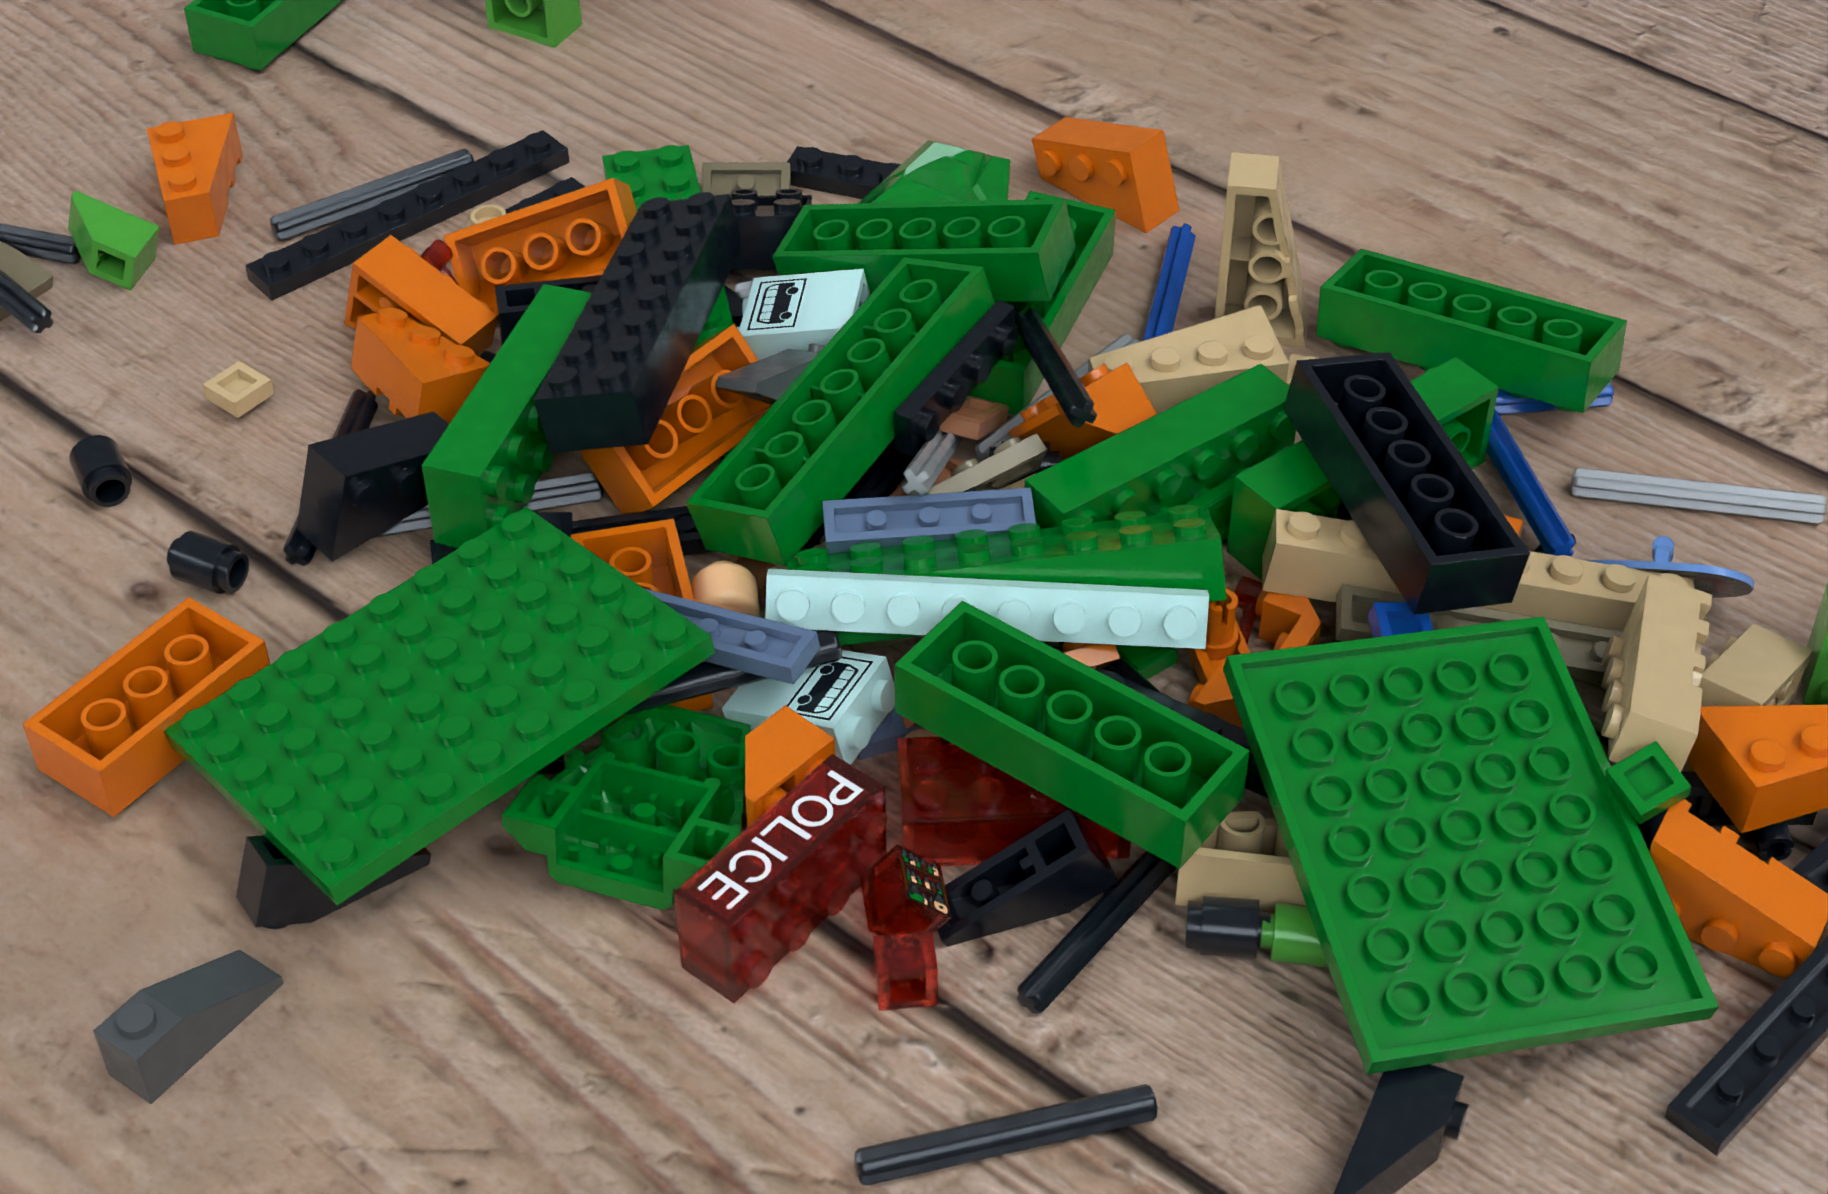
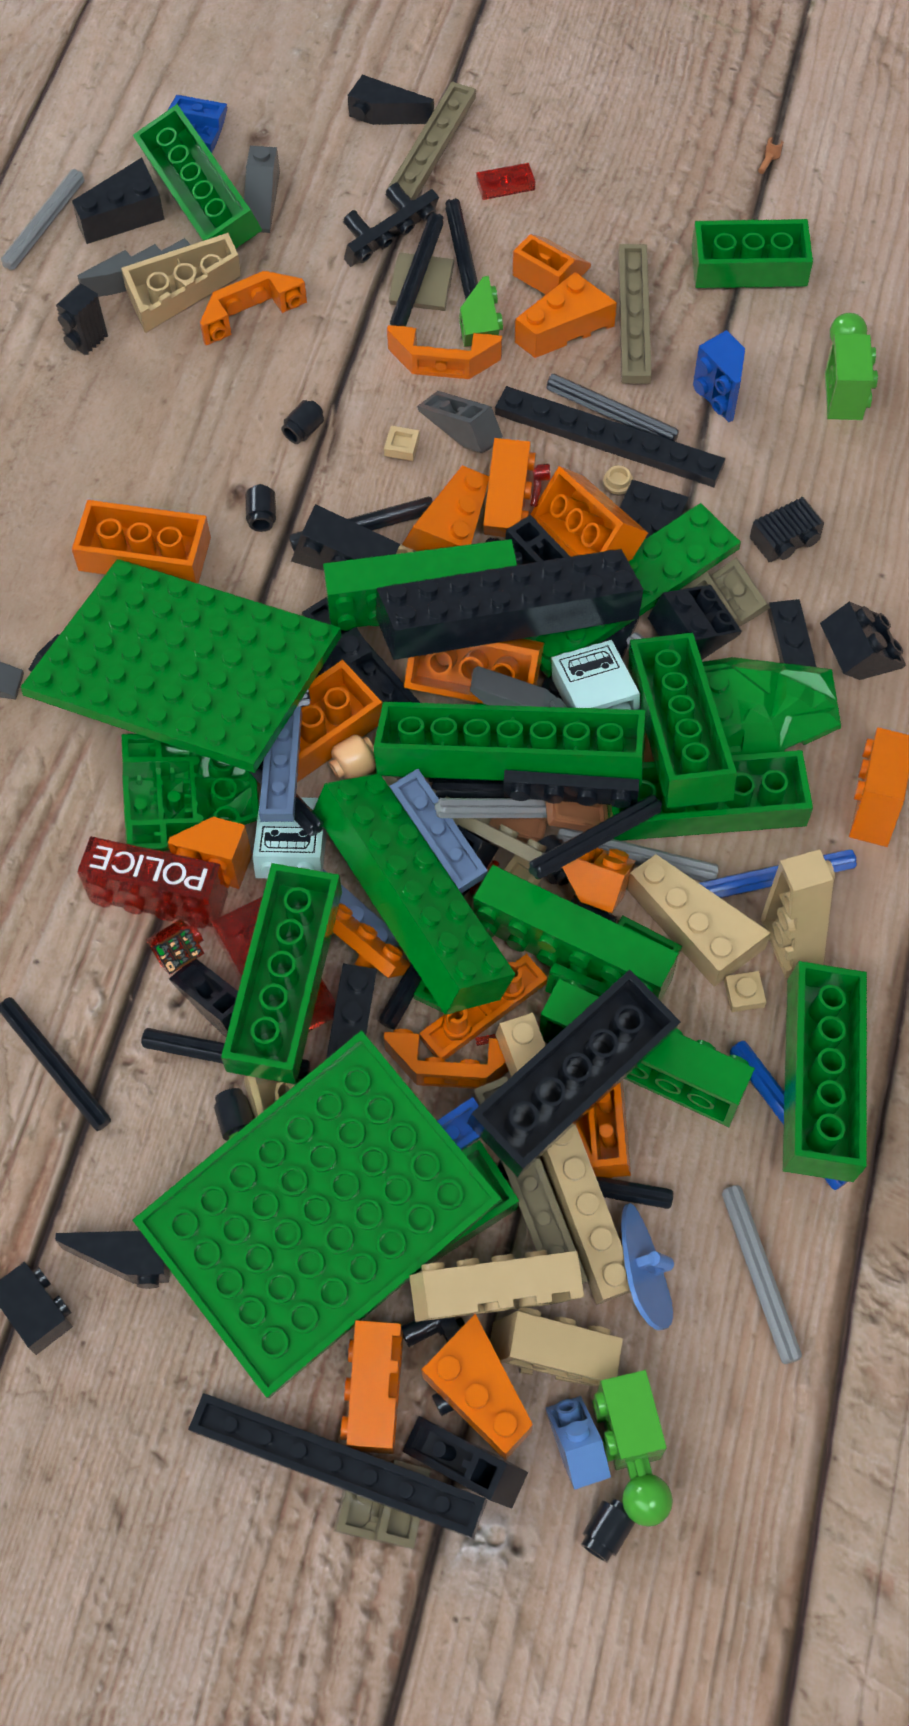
camera: 65 degrees right, 20 degrees up
(85, 331) = (443, 362): none -> orange slope
(100, 159) = (545, 263): none -> orange slope
(255, 124) = (634, 314): none -> dark tan plate
(263, 317) = (464, 420): none -> dark grey slope
(434, 75) = (720, 373): none -> blue slope
(696, 116) = (787, 530): none -> black brick
(898, 115) = (862, 642): none -> black slope
(905, 970) = (132, 968): clear red plate -> none
(1037, 608) = (366, 894): light aqua plate -> none
(1528, 491) = (701, 1154): blue axle -> none
(1647, 782) = (390, 1302): green plate -> none

